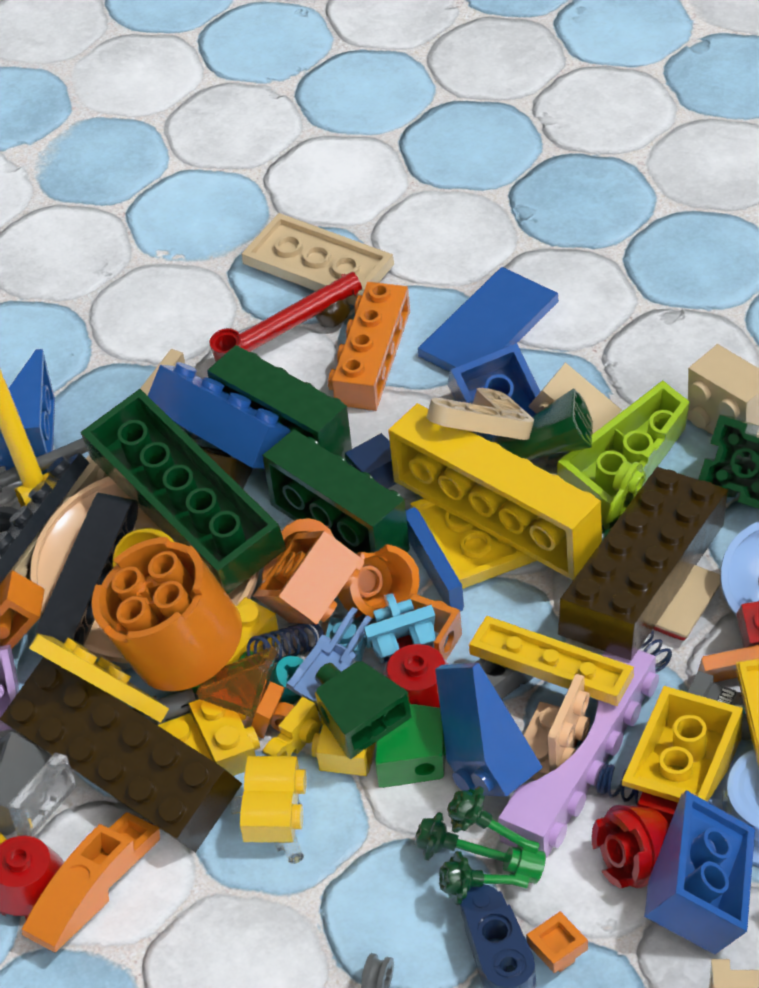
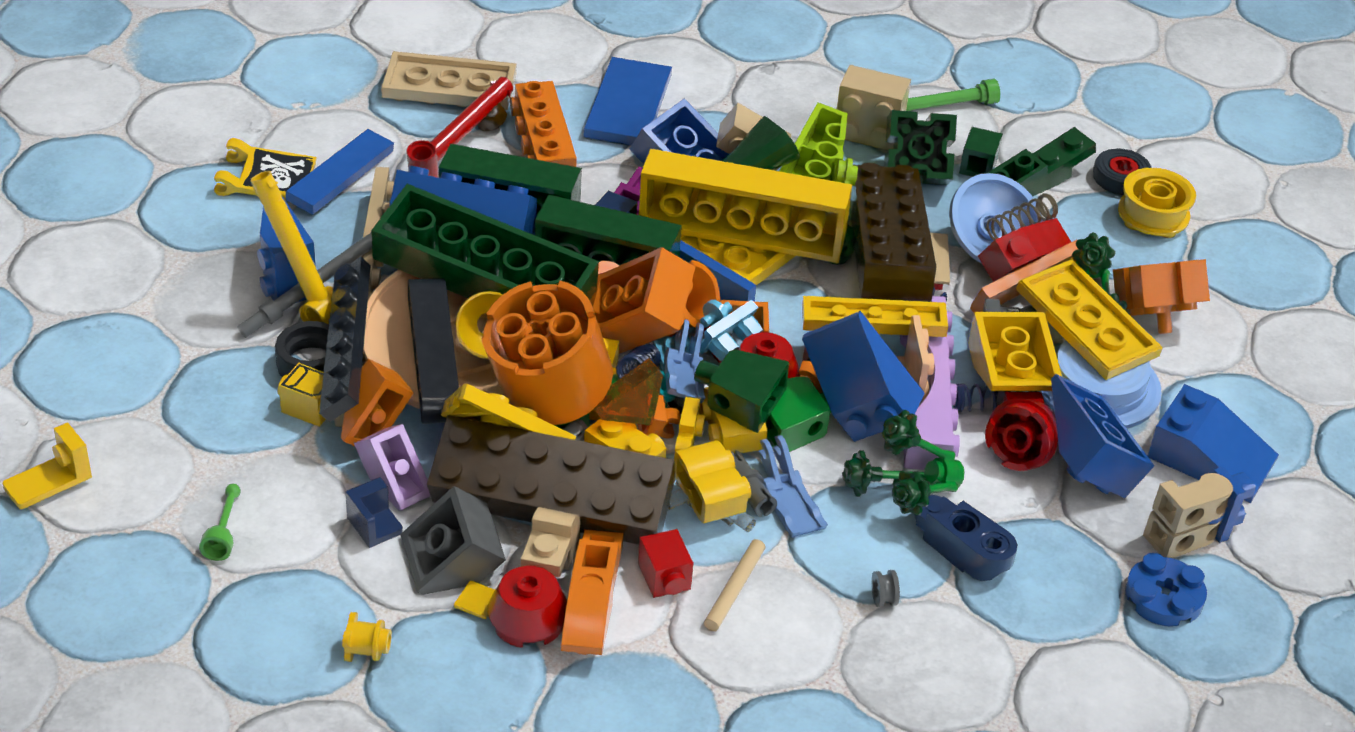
camera: 35 degrees left, 5 degrees down
(42, 795) = (511, 531): clear plate -> none
(77, 815) = (552, 540): none -> tan brick
(87, 329) = (284, 166): none -> flag
(149, 341) = (339, 171): none -> blue tile
(179, 874) = (665, 563): none -> red brick
(238, 918) = (734, 585): none -> tan bar
(319, 811) = (760, 495): none -> dark grey pin
(357, 836) = (794, 505): none -> medium blue arm
(489, 414) = (712, 148): tan beam -> none
(557, 942) = (1015, 517): orange tile -> none

